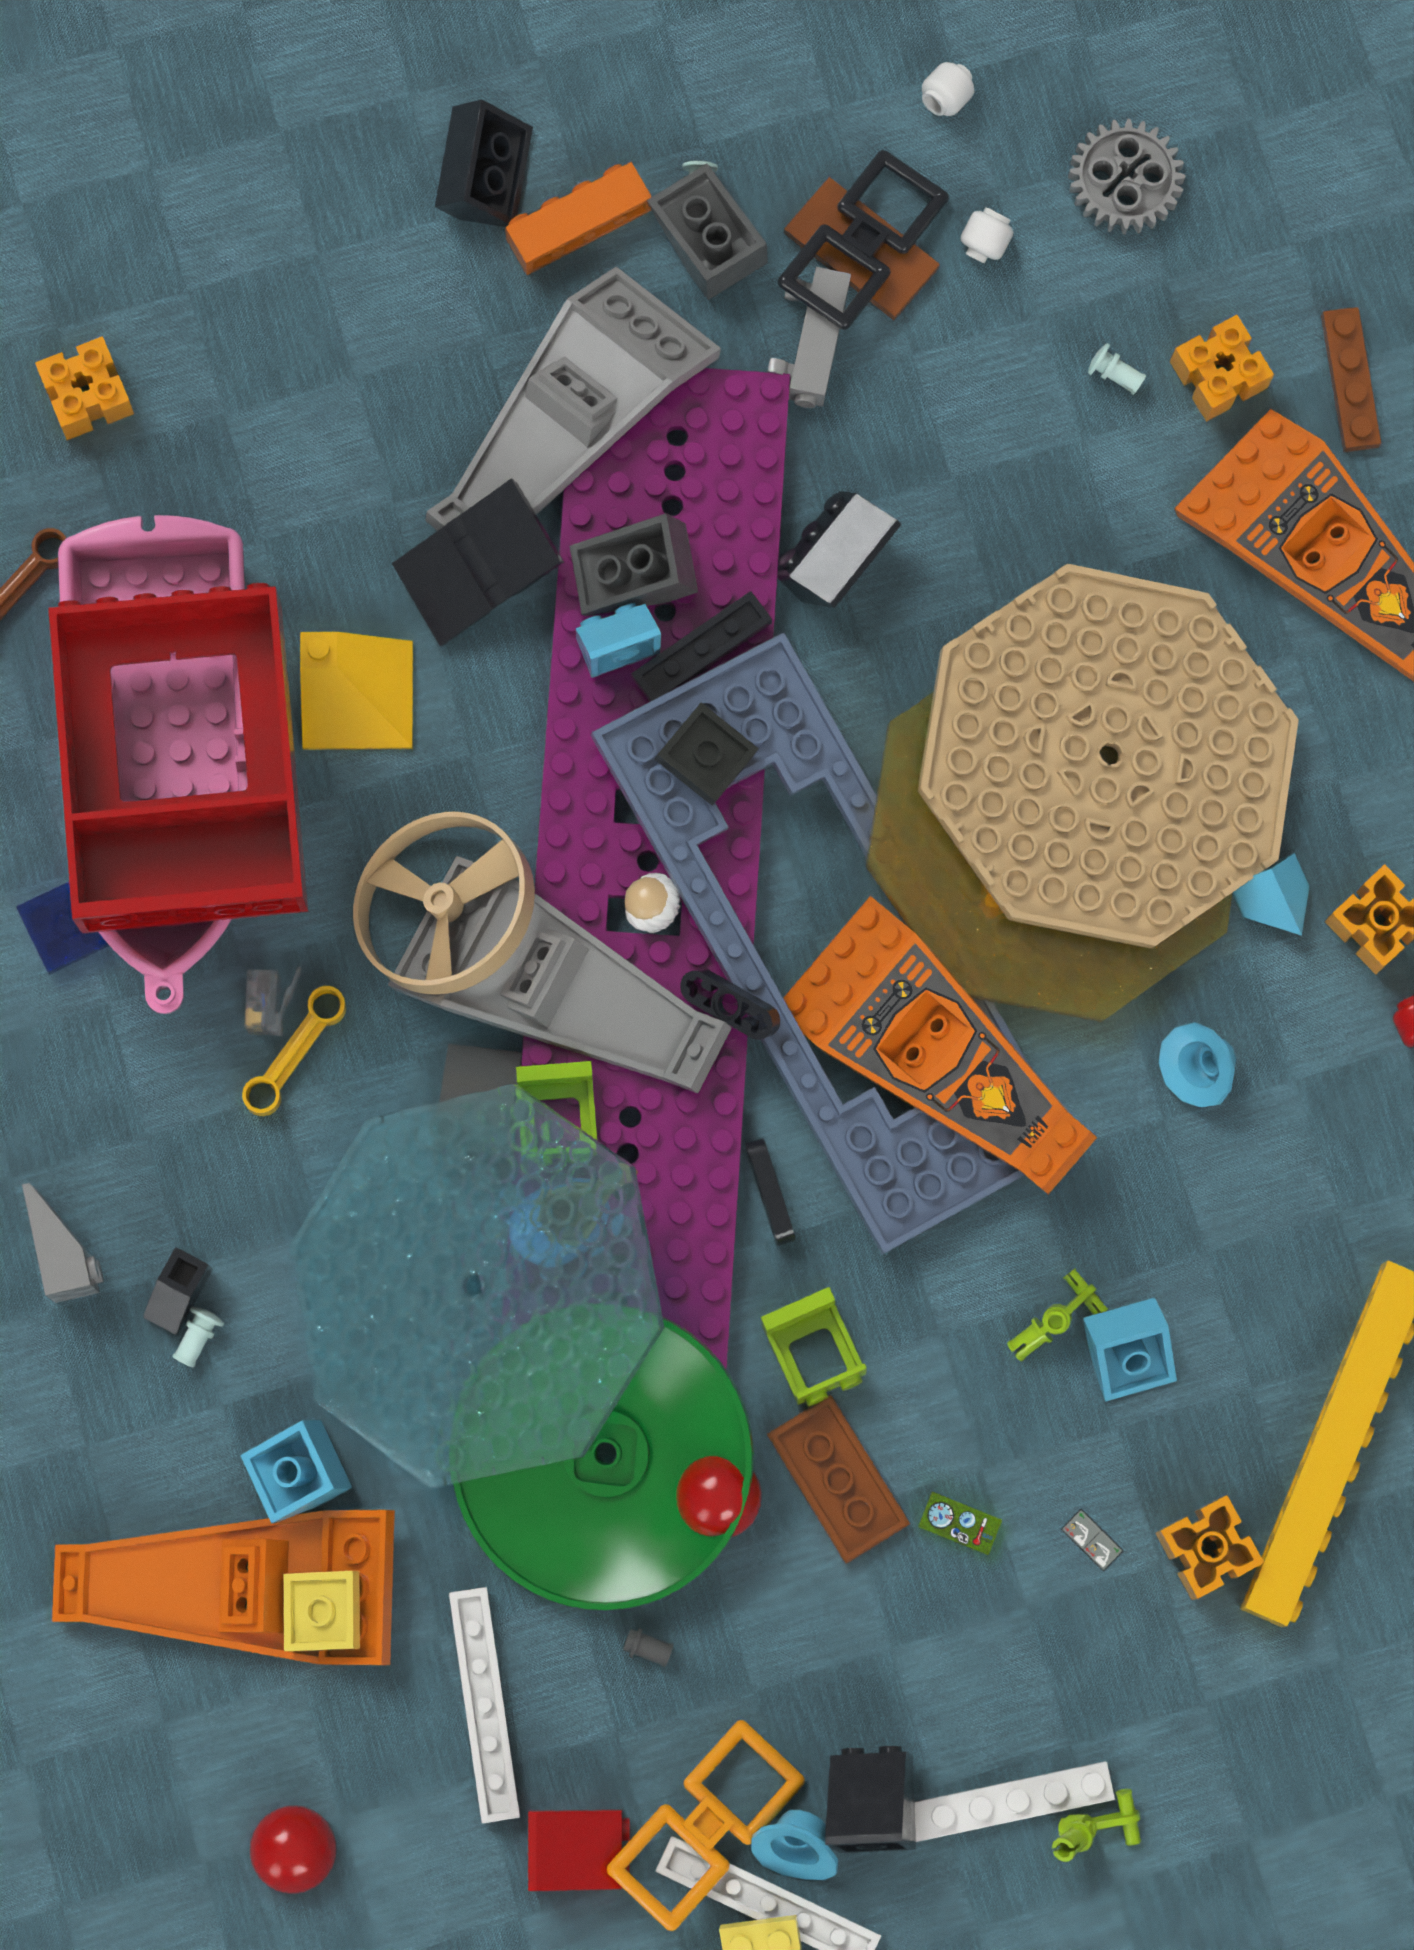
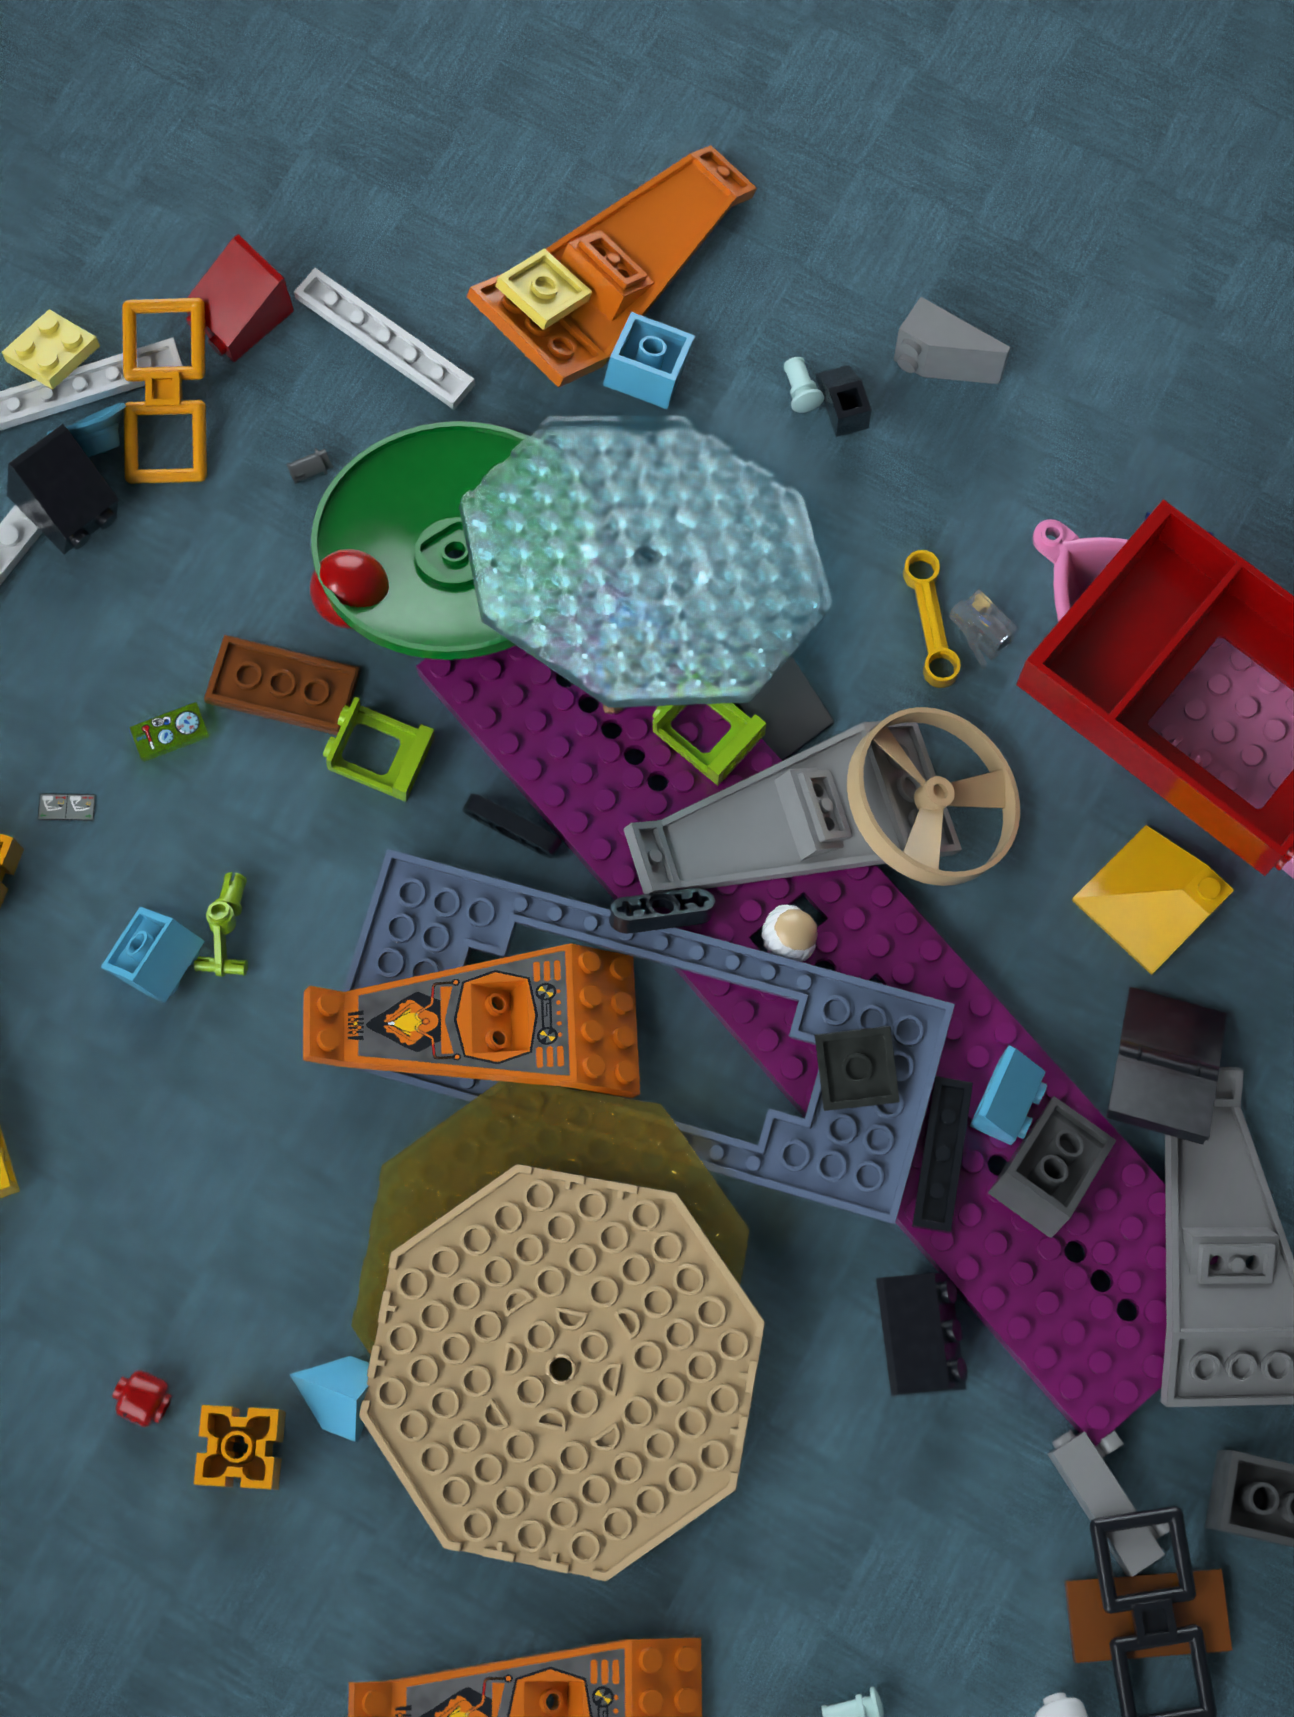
camera: 145 degrees right, 5 degrees down
(293, 1849) = (422, 154): red piece -> none
(1197, 1065) = (281, 1201): medium azure hat -> none

